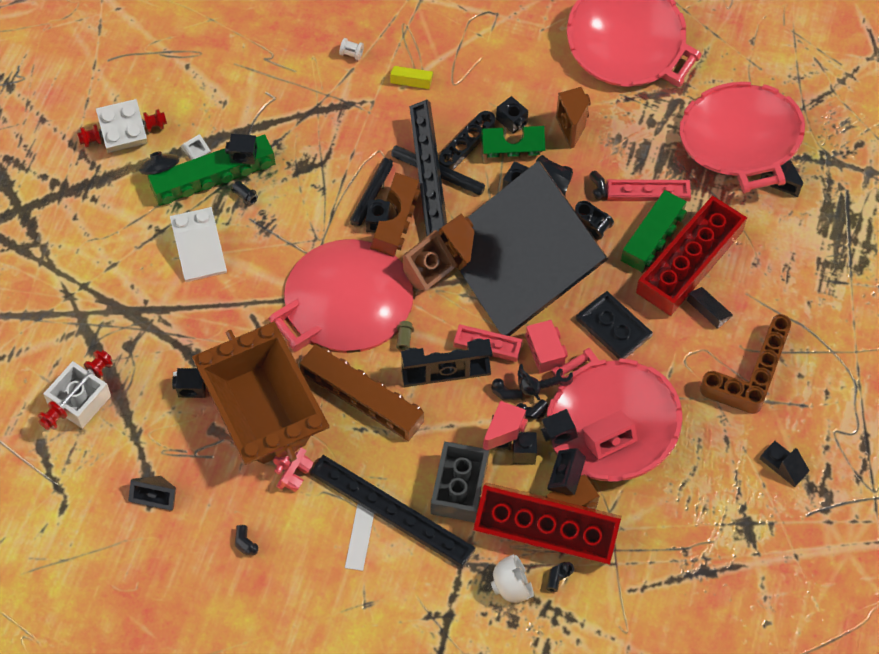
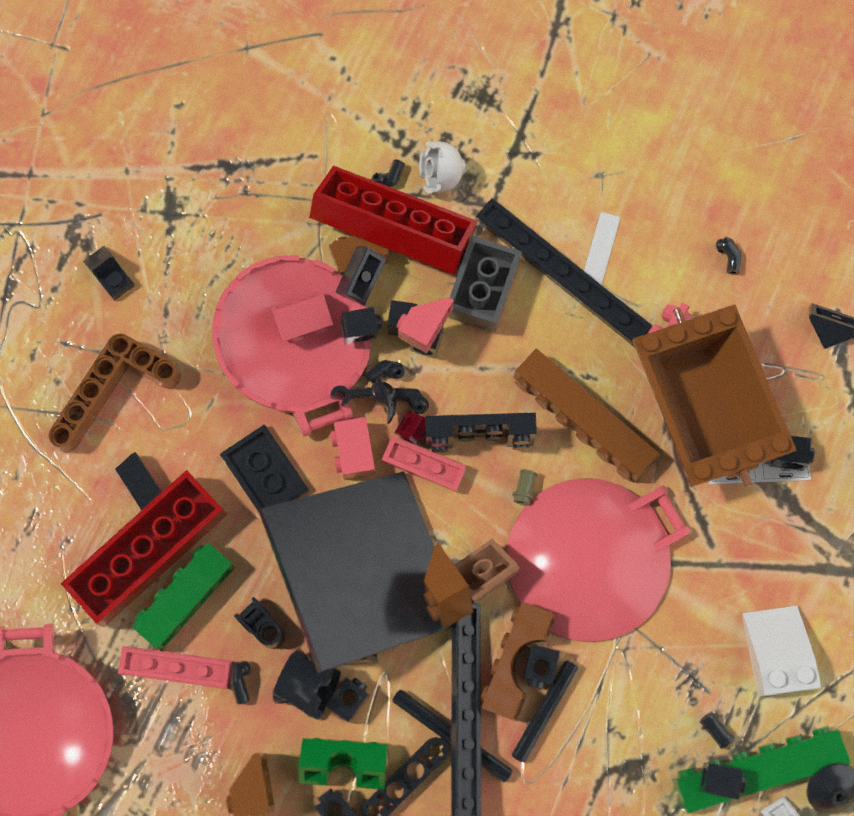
camera: 170 degrees left, 15 degrees up
(502, 366) = (411, 427): none -> dark red plate

